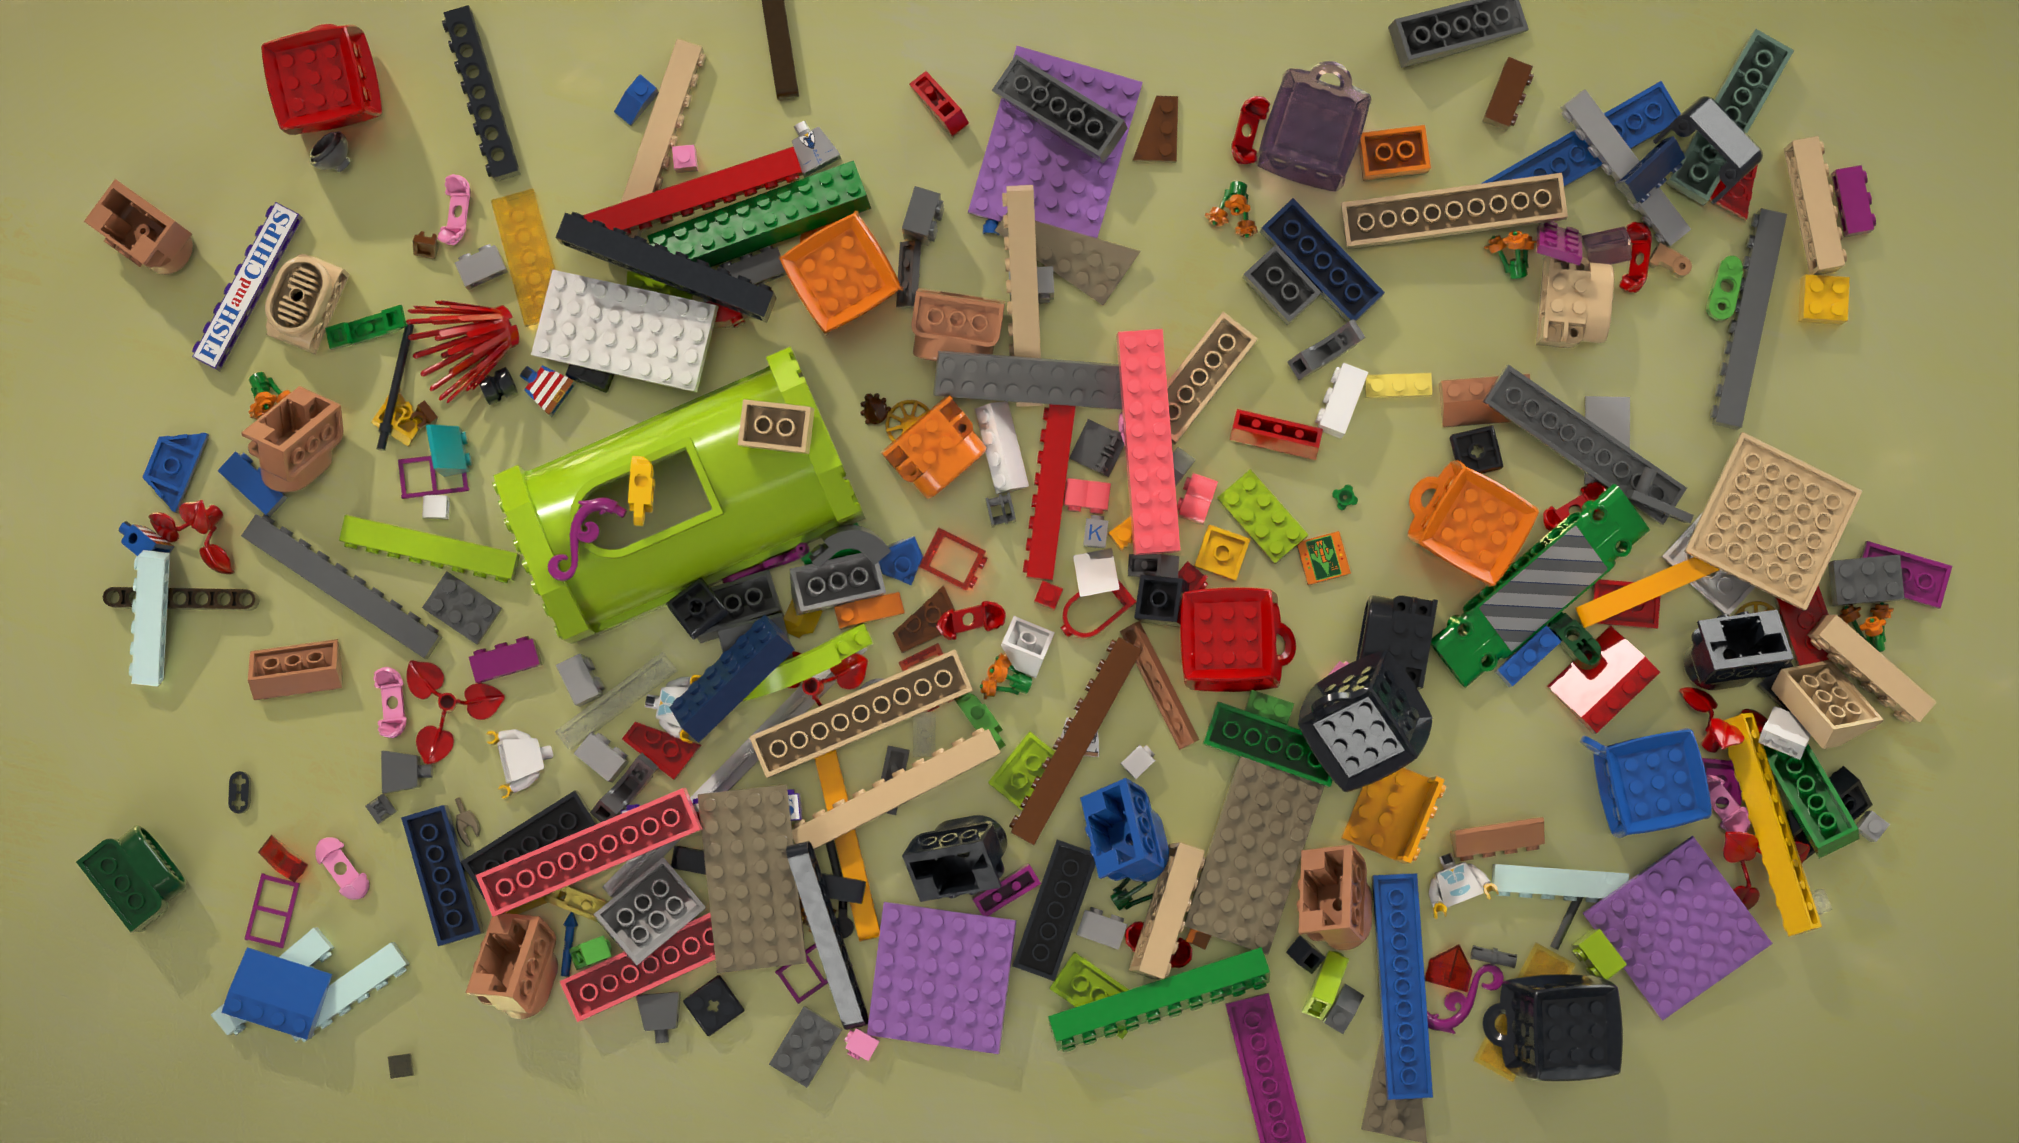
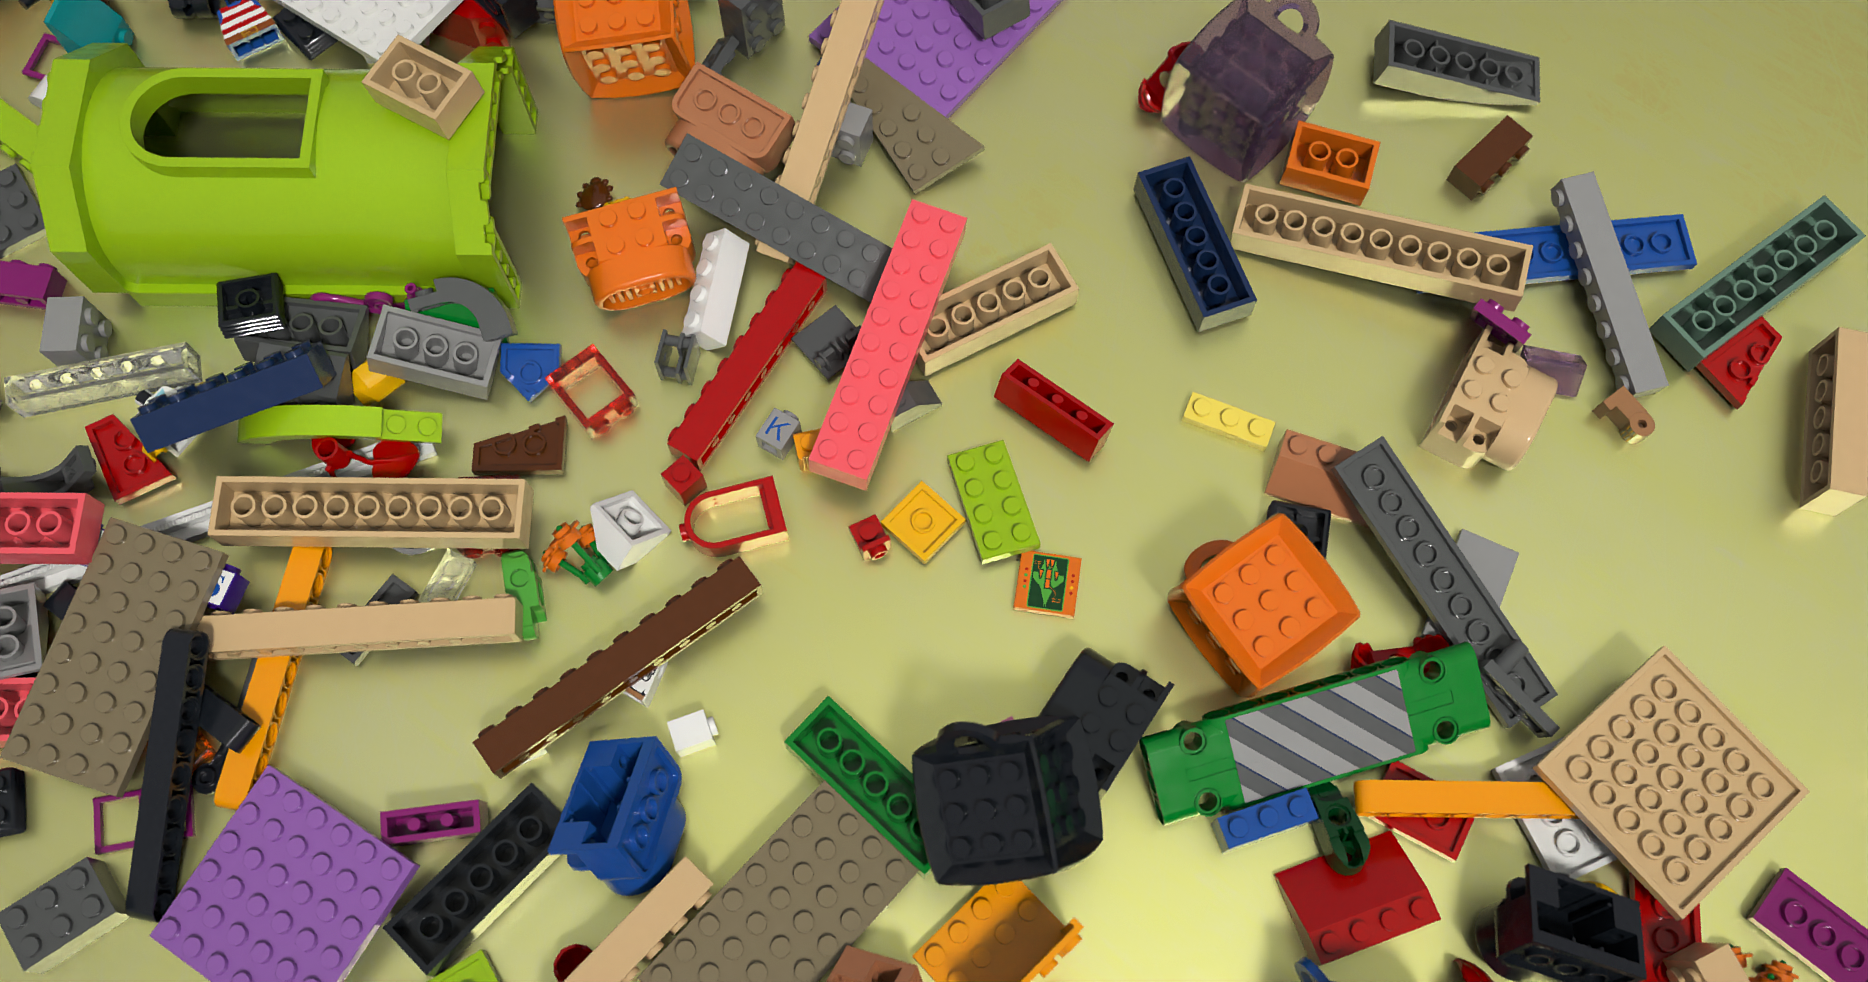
camera: 20 degrees right, 15 degrees down
(576, 534) = (119, 115): magenta plant -> none
(602, 757) = (40, 430): light grey brick -> none
(641, 488) = (223, 94): yellow piece -> none
(860, 1044) = (136, 948): bright pink brick -> none
(869, 610) = (460, 405): orange slope -> none
(957, 858) = (389, 748): black brick -> none
(987, 615) = (599, 472): red piece -> none
(1021, 768) = (542, 669): lime plate -> none
(1087, 495) = (790, 386): coral brick -> none
(1096, 572) = (753, 473): white sticker -> none
(1101, 928) = (533, 933): light grey brick -> none
(1122, 898) = (584, 903): dark green plant -> none
(1153, 565) = (831, 501): dark grey slope -> none
(1160, 132) = (1065, 46): reddish brown wing -> none
(1160, 600) = (819, 543): black brick -> none
(1160, 687) = (767, 652): nougat plate -> none
(1197, 498) = (922, 445): coral brick -> none
(1232, 639) = (880, 619): red piece -> none
(1237, 204) = (1120, 138): orange plant -> none
(1269, 707) = (892, 734): bright green brick -> none
(1281, 285) = (1134, 248): dark grey brick -> none
(1326, 350) = (1160, 344): dark grey arch -> none
(1341, 400) = (1151, 401): white brick -> none
(1343, 503) = (1111, 515): green plate -> none
(1517, 241) = (1448, 323): plant -> none
(1641, 243) = (1597, 379): red piece -> none
(1651, 171) = (1648, 287): dark blue slope -> none
(1723, 134) = (1769, 316): windscreen -> none
(1731, 272) = (1700, 460): bright green piece -> none
(1749, 319) = (1706, 525): dark grey brick -> none
(1823, 299) = (1815, 538): yellow brick -> none
(1866, 580) = (1775, 919): dark grey brick -> none

